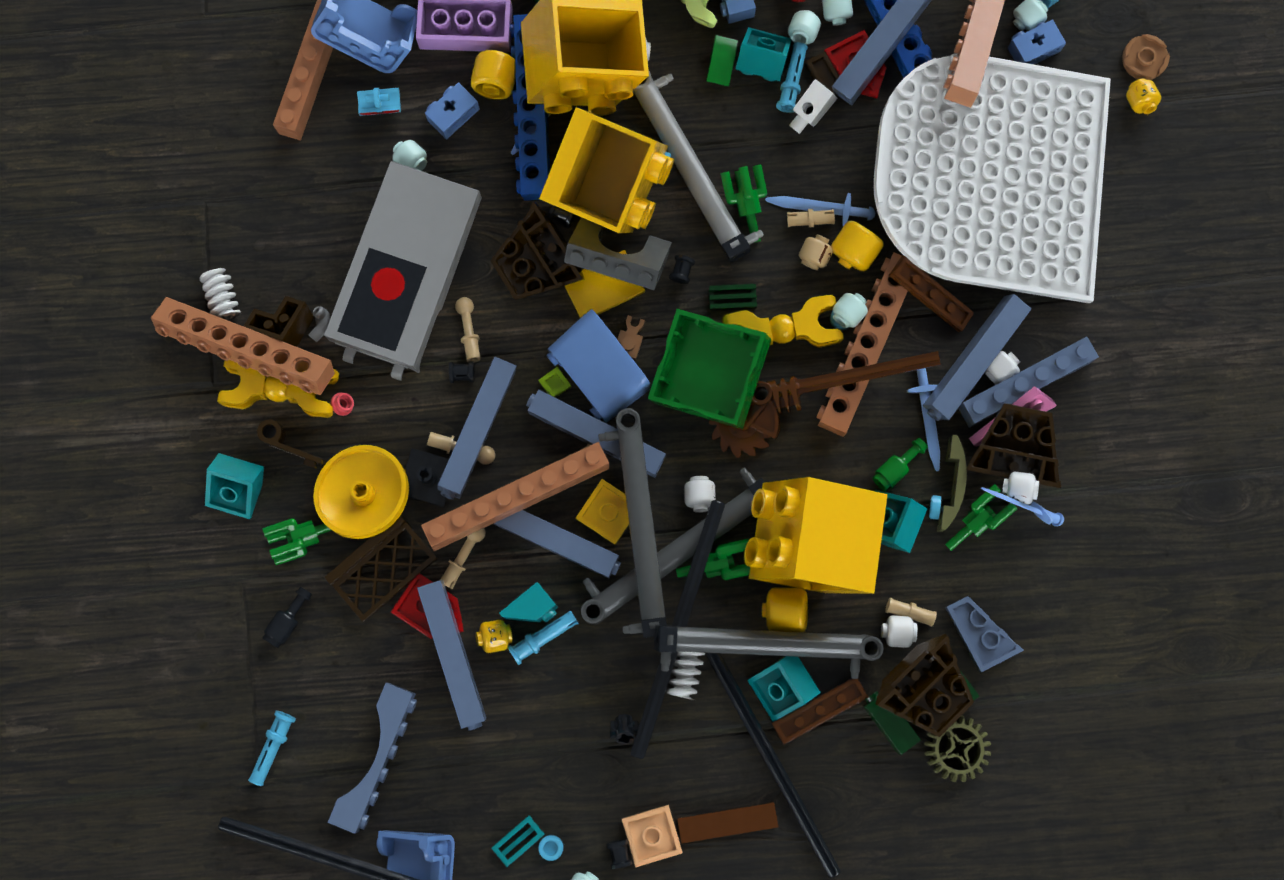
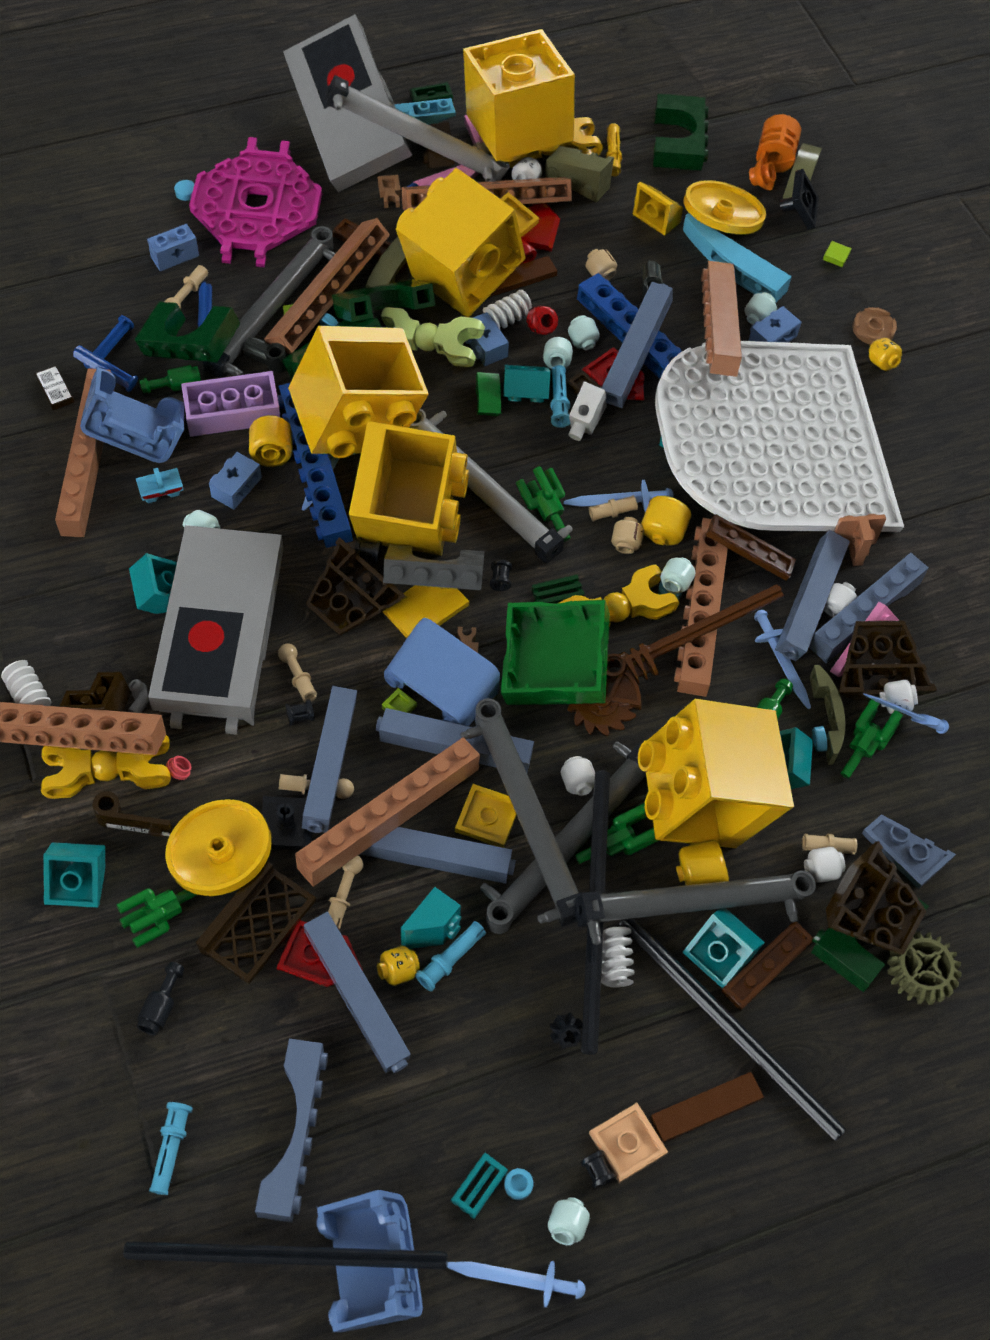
camera: 20 degrees left, 20 degrees down
(352, 208) = (152, 582): none -> teal slope
(1043, 304) = (861, 532): none -> nougat bracket

